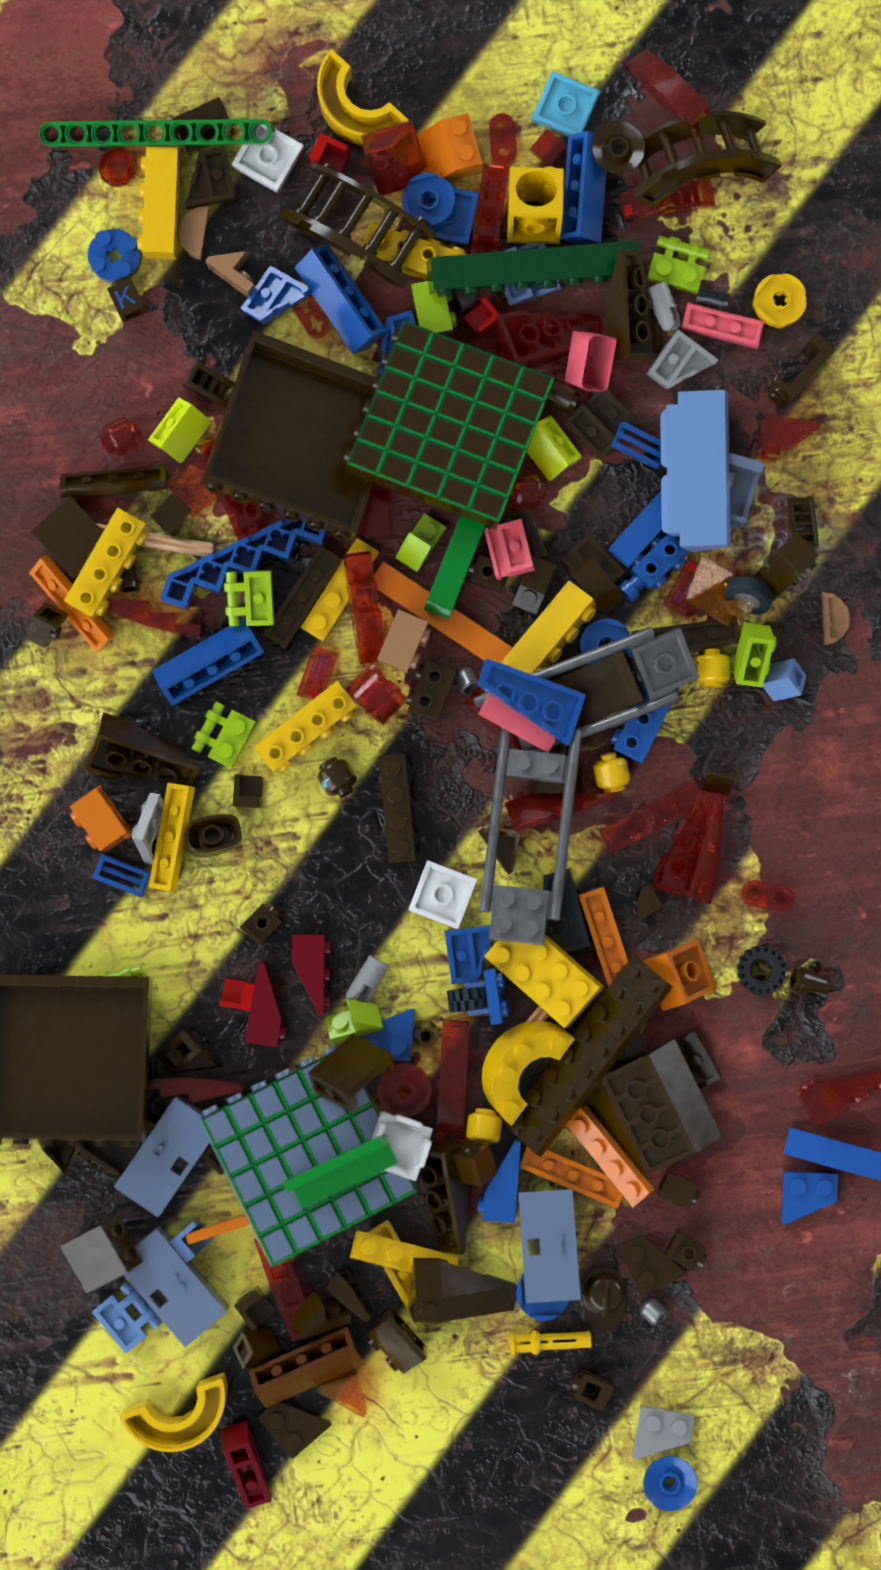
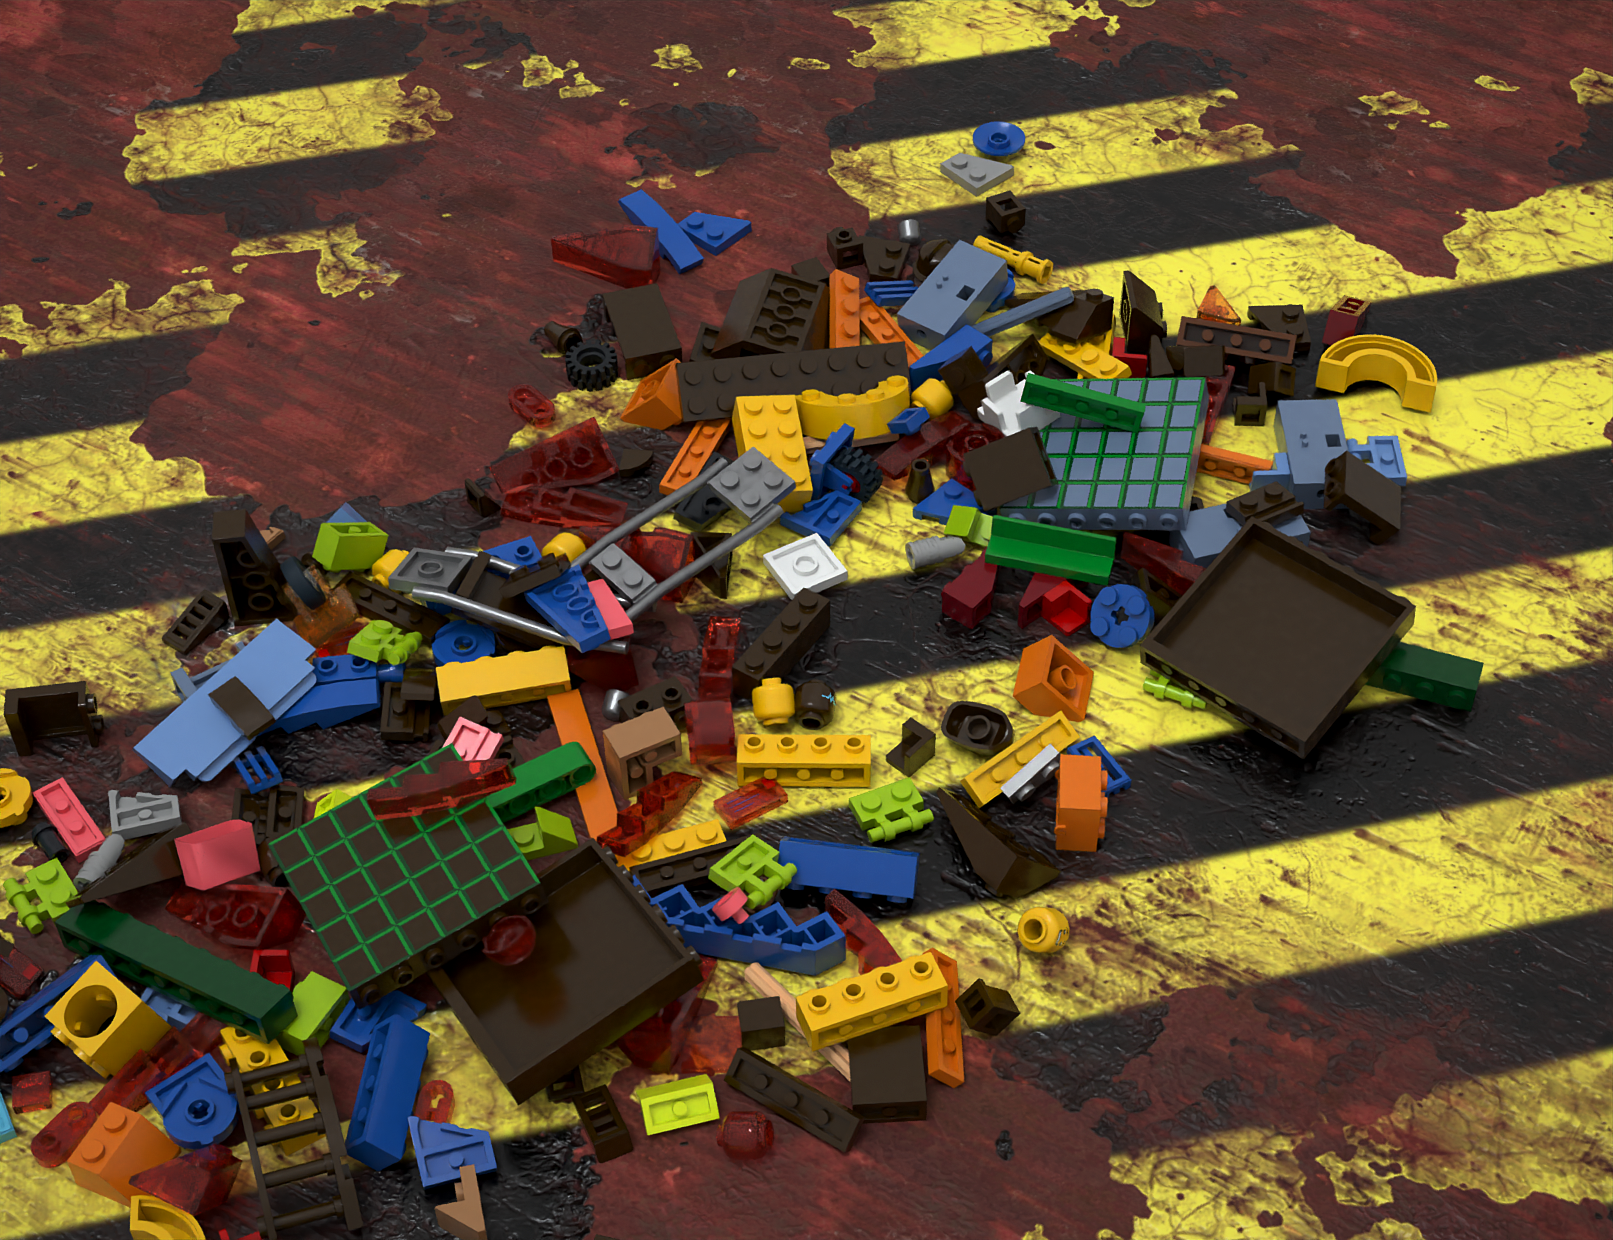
camera: 140 degrees left, 40 degrees down
(56, 709) = (1043, 929): none -> yellow head
(156, 1180) = (1268, 504): none -> dark brown plate
(198, 919) = (1053, 680): none -> orange slope
(198, 998) = (1137, 607): none -> blue plate
(237, 557) = (731, 906): none -> coral tile
(251, 925) = (994, 645): dark brown brick -> none
(271, 1018) = (1051, 550): none -> green panel
(336, 419) = (510, 940): none -> clear red hair
(360, 754) = (773, 702): none -> yellow head
(376, 1288) = (1135, 361): none -> red panel
(428, 763) = (719, 656): none -> clear red slope
(461, 483) = (452, 786): none -> clear red slope
(471, 1078) = (908, 421): none -> blue plate
(479, 1262) = (1025, 312): none -> sand blue axle
(588, 712) = (523, 579): none -> dark brown plate
(595, 1243) = (890, 292): none -> blue tile
(658, 594) = (384, 641): none -> lime plate
(679, 463) = (242, 708): none -> dark brown slope
(754, 1032) = (642, 329): none -> dark brown panel
(781, 436) = (132, 679): clear red slope -> none

